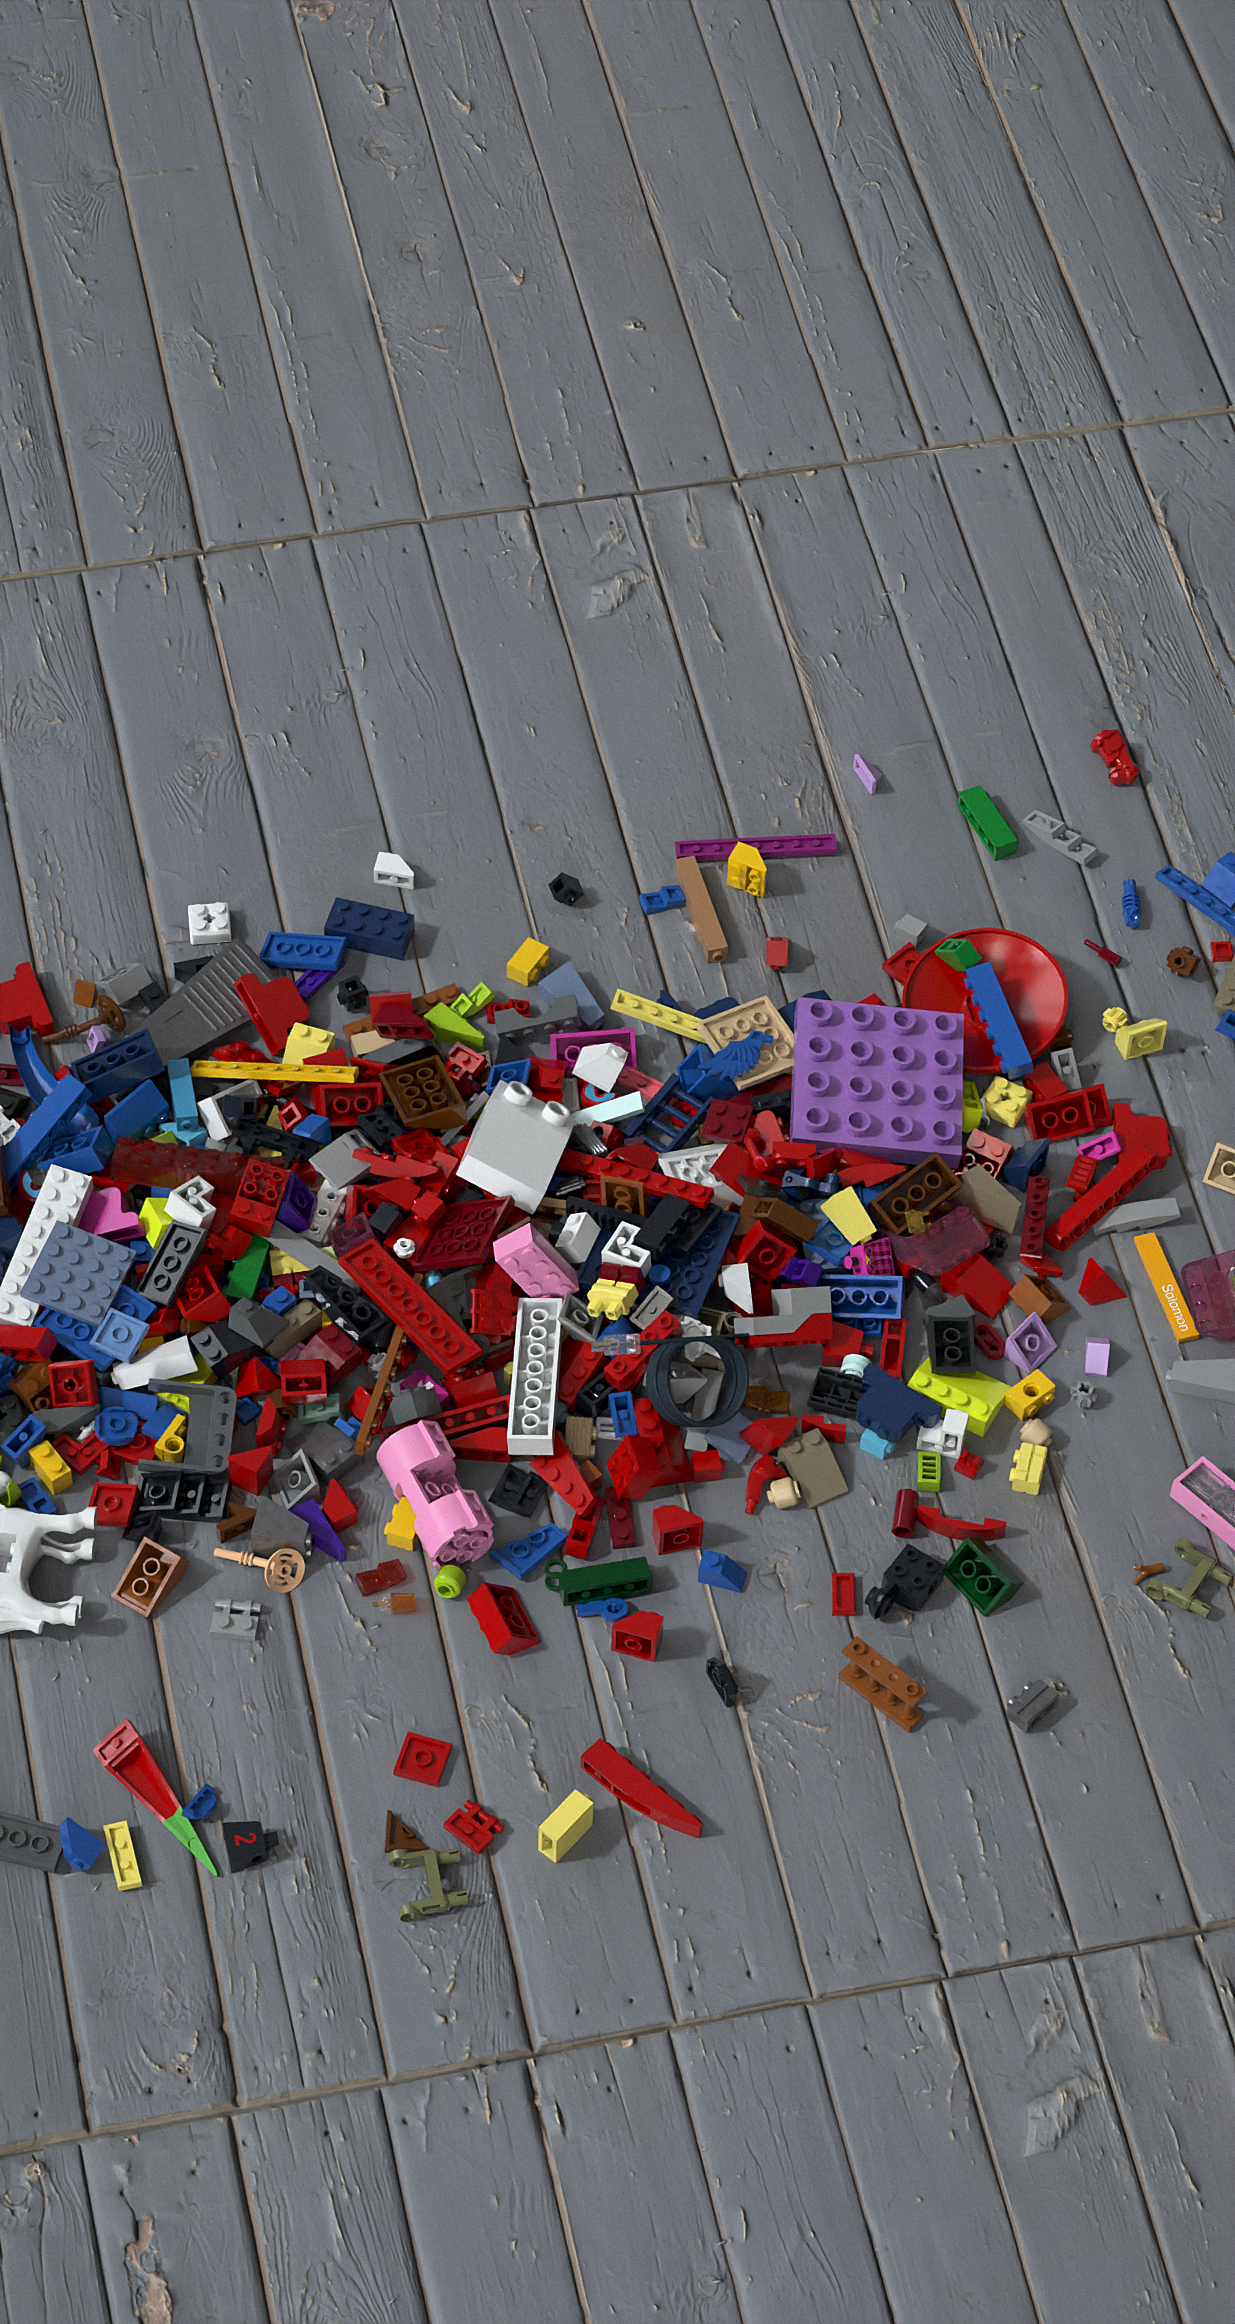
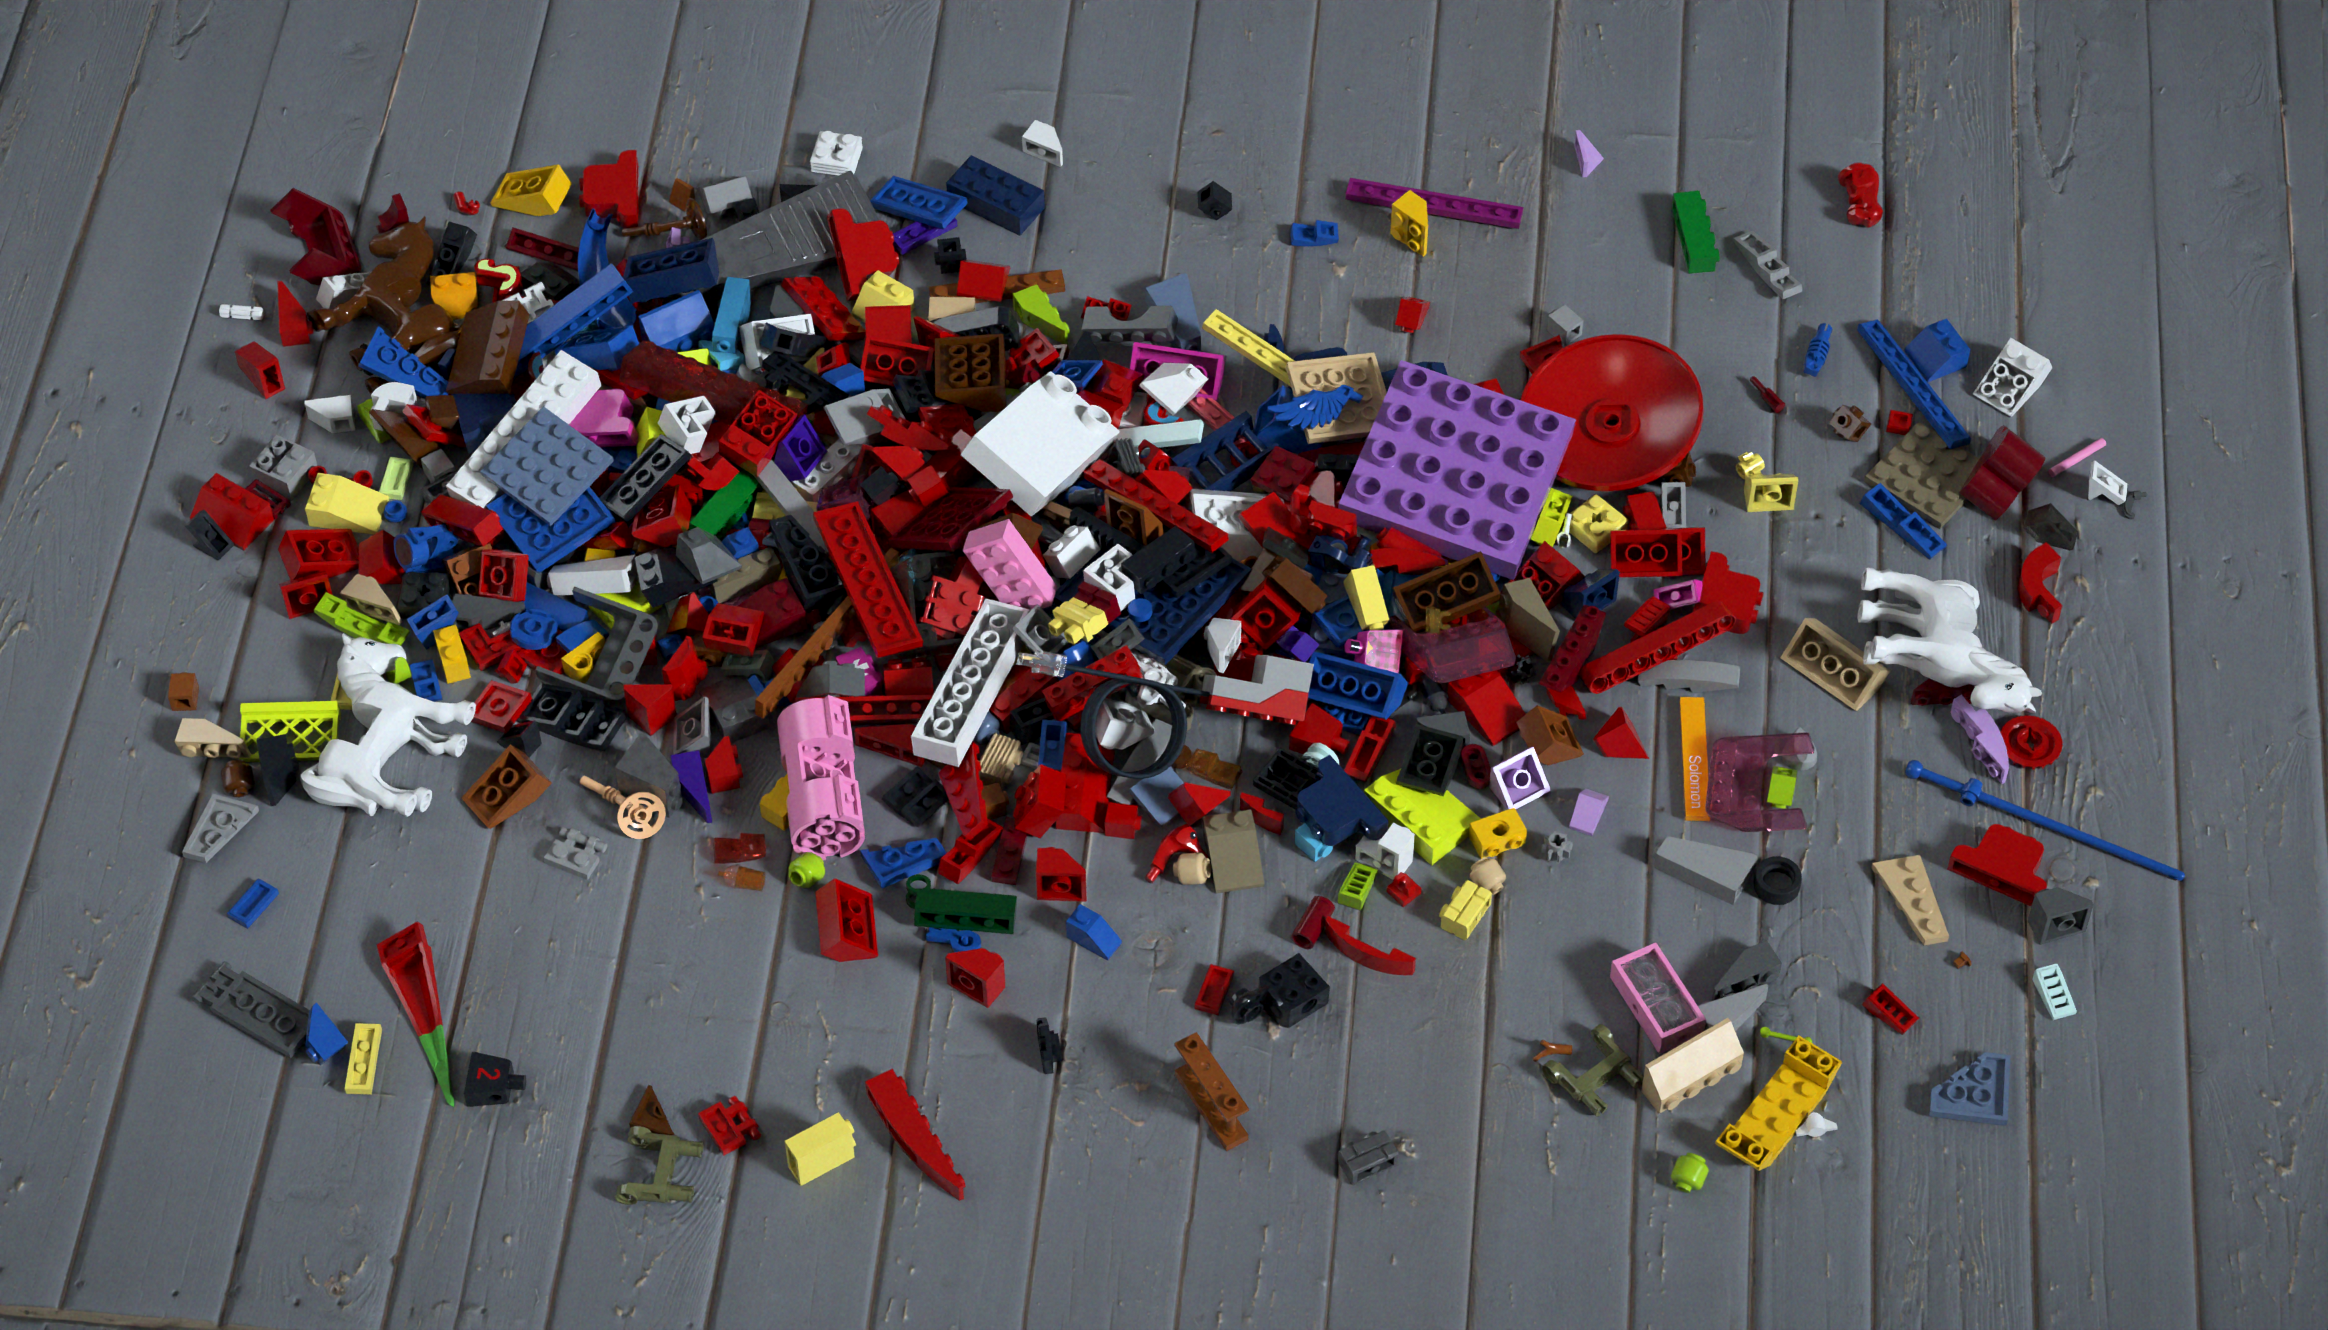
camera: 20 degrees right, 0 degrees up
(119, 1335) = (566, 537): medium blue tile -> none
(202, 1804) = (462, 1029): blue plate -> none
(239, 1523) = (607, 759): reddish brown slope -> none
(273, 1071) = (832, 313): yellow tile -> none
(398, 1022) = (978, 293): dark red slope -> none
(404, 1252) = (891, 523): white plate -> none
(422, 1759) = (706, 1043): red tile -> none
(468, 1005) = (1067, 295): lime slope -> none
(528, 962) = (1146, 265): yellow brick -> none
(701, 909) = (1349, 253): medium nougat brick -> none
(821, 1164) = (1363, 536): red slope -> none
(958, 954) = (1597, 357): green slope -> none
(981, 1576) = (1368, 1007): dark green slope -> none
(999, 1021) = (1614, 436): blue brick -> none

